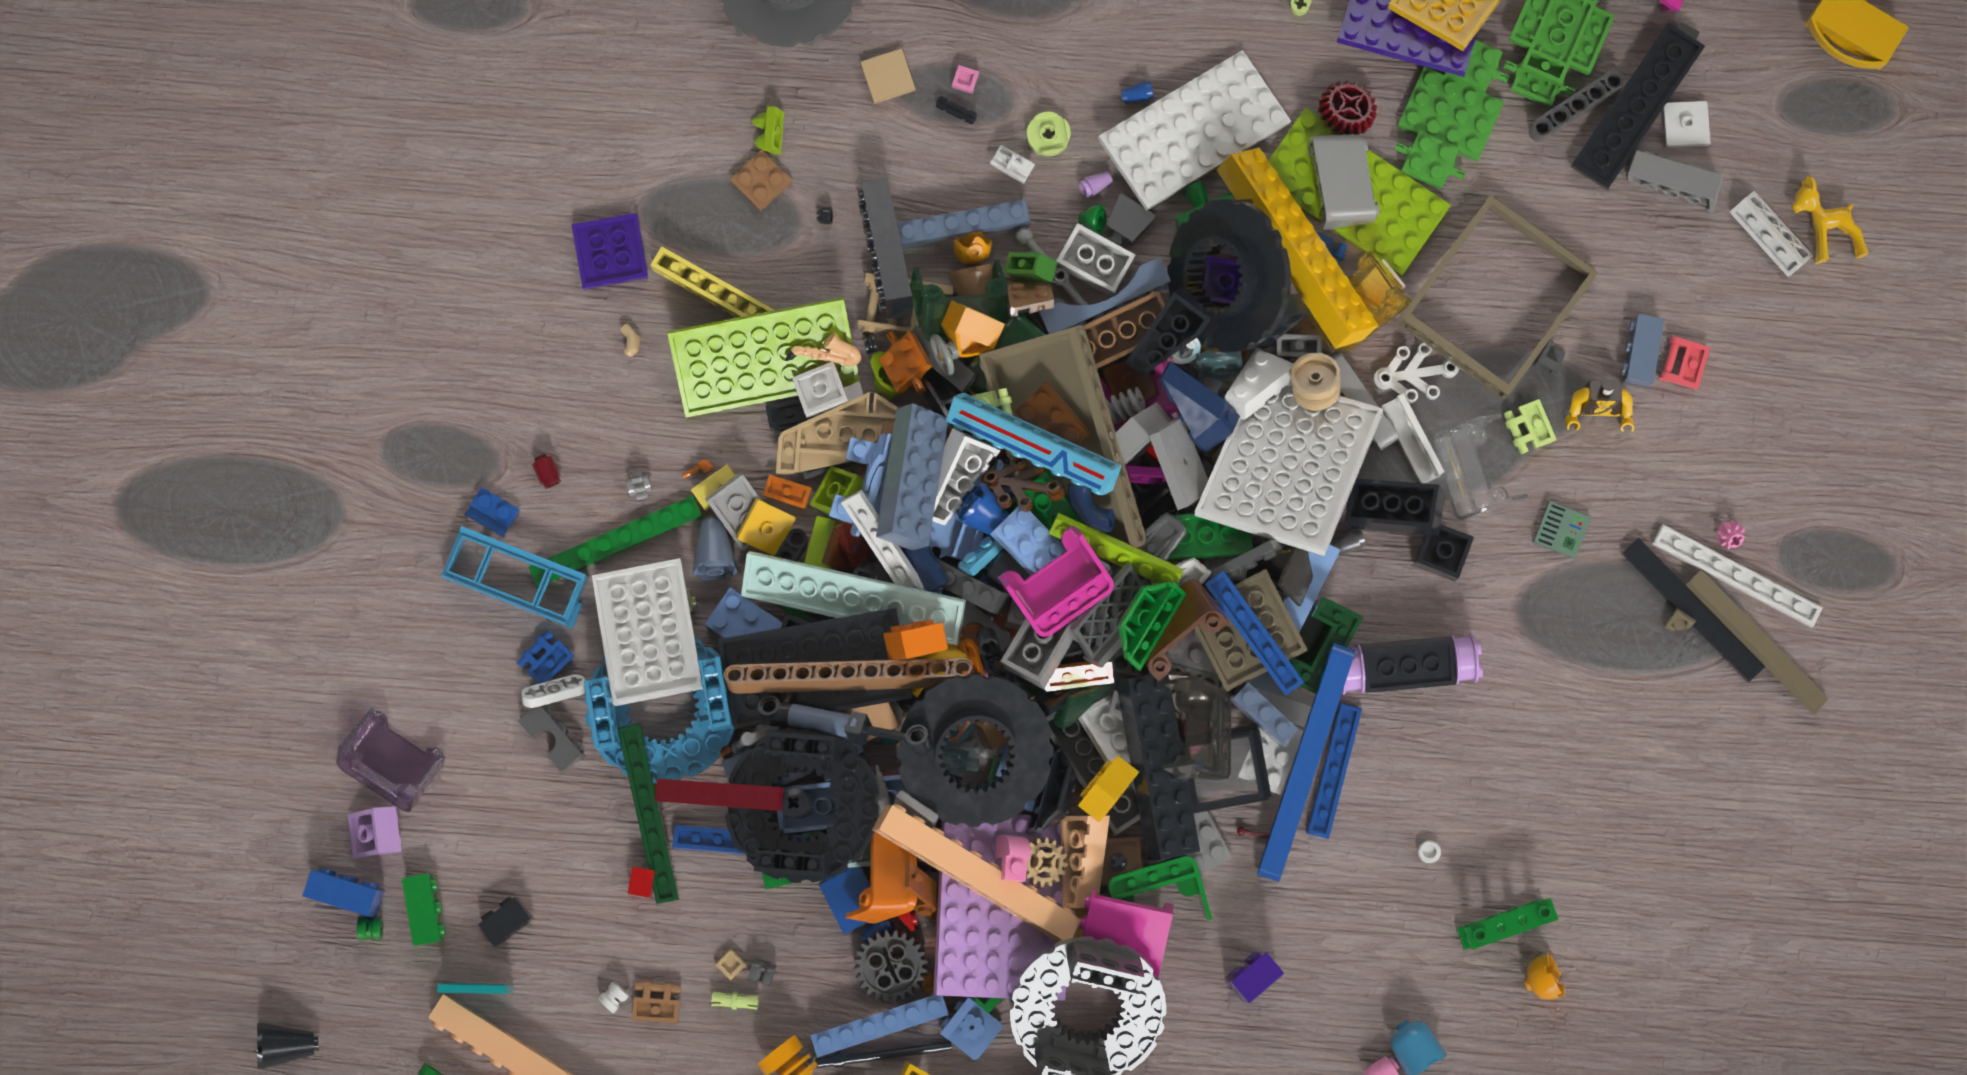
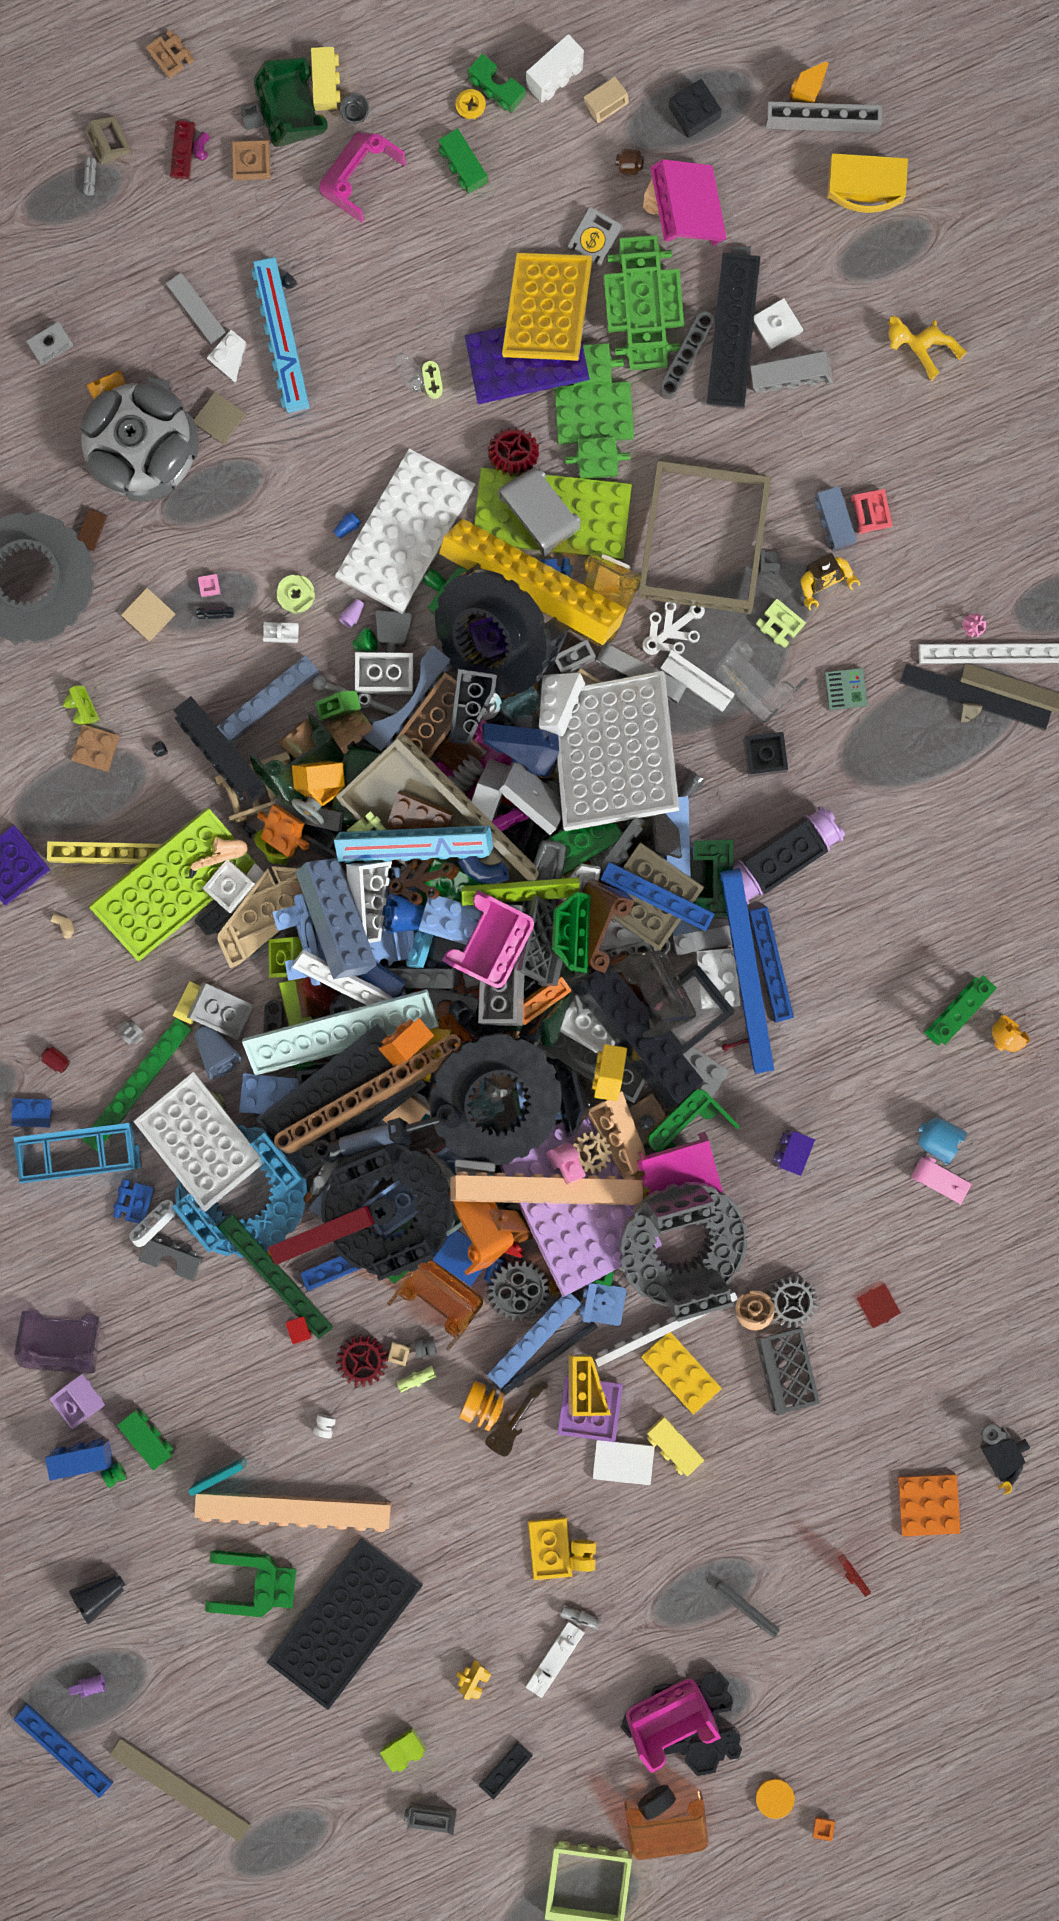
camera: 25 degrees left, 5 degrees up
(505, 921) = (212, 1414): black brick -> none
(654, 1009) = (359, 1418): medium nougat plate -> none
(680, 933) = (354, 1355): none -> dark red gear
(704, 465) = (172, 990): orange hand -> none
(765, 527) = (245, 1012): yellow plate -> none
(787, 492) = (246, 976): orange plate -> none
(810, 926) = (444, 1294): none -> clear orange windscreen
(972, 248) = (285, 714): light orange cap -> none
(1264, 715) = (697, 952): sand blue brick -> none
(1315, 381) = (601, 677): tan wheel -> none
(1395, 506) = (712, 740): black brick -> none
(1429, 851) = (873, 986): white tile -> none
(1770, 235) = (885, 377): white fence -> none

